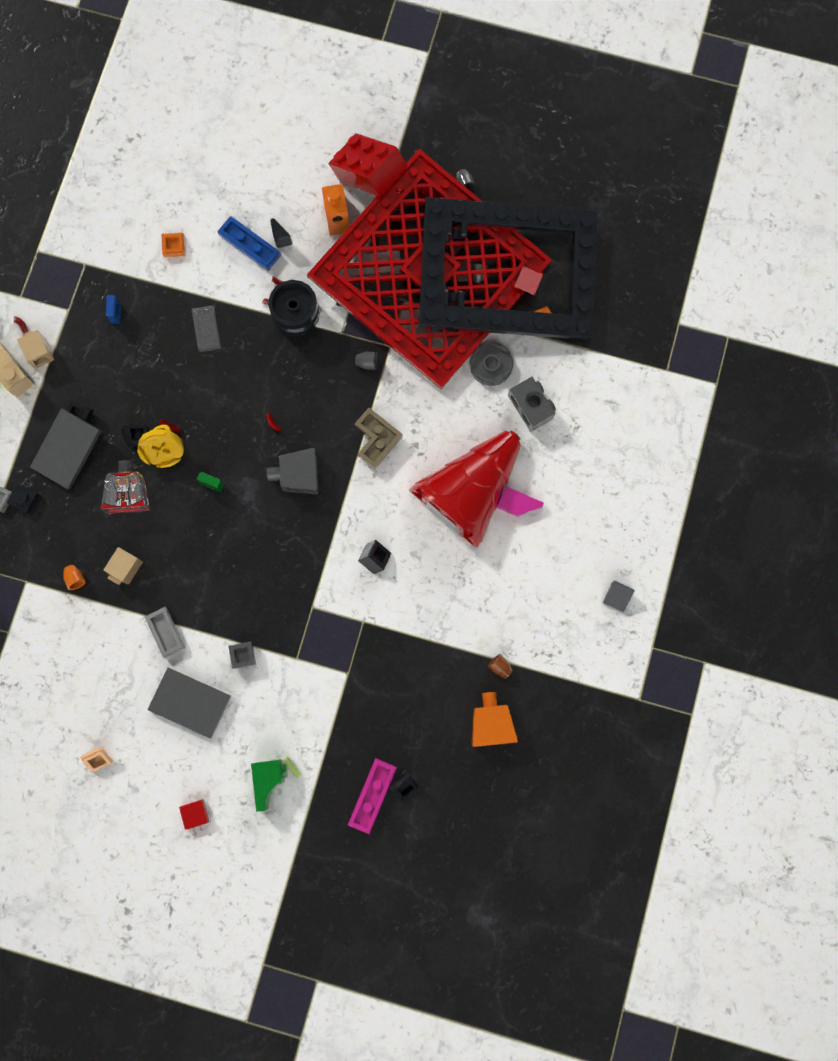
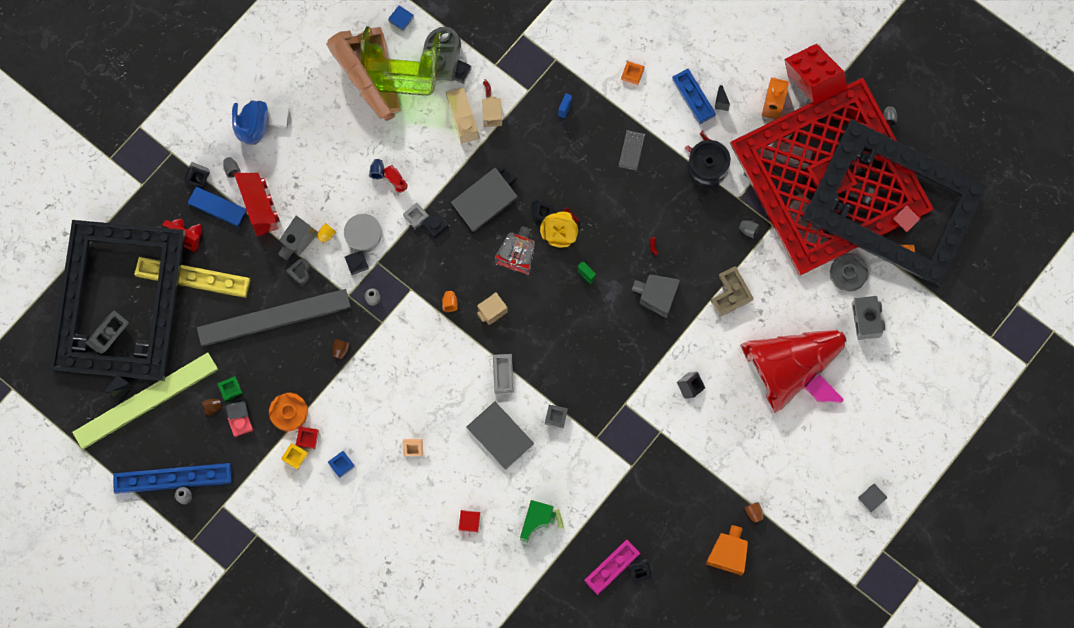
camera: 25 degrees right, 5 degrees down
(24, 813) = (341, 464): none -> blue tile

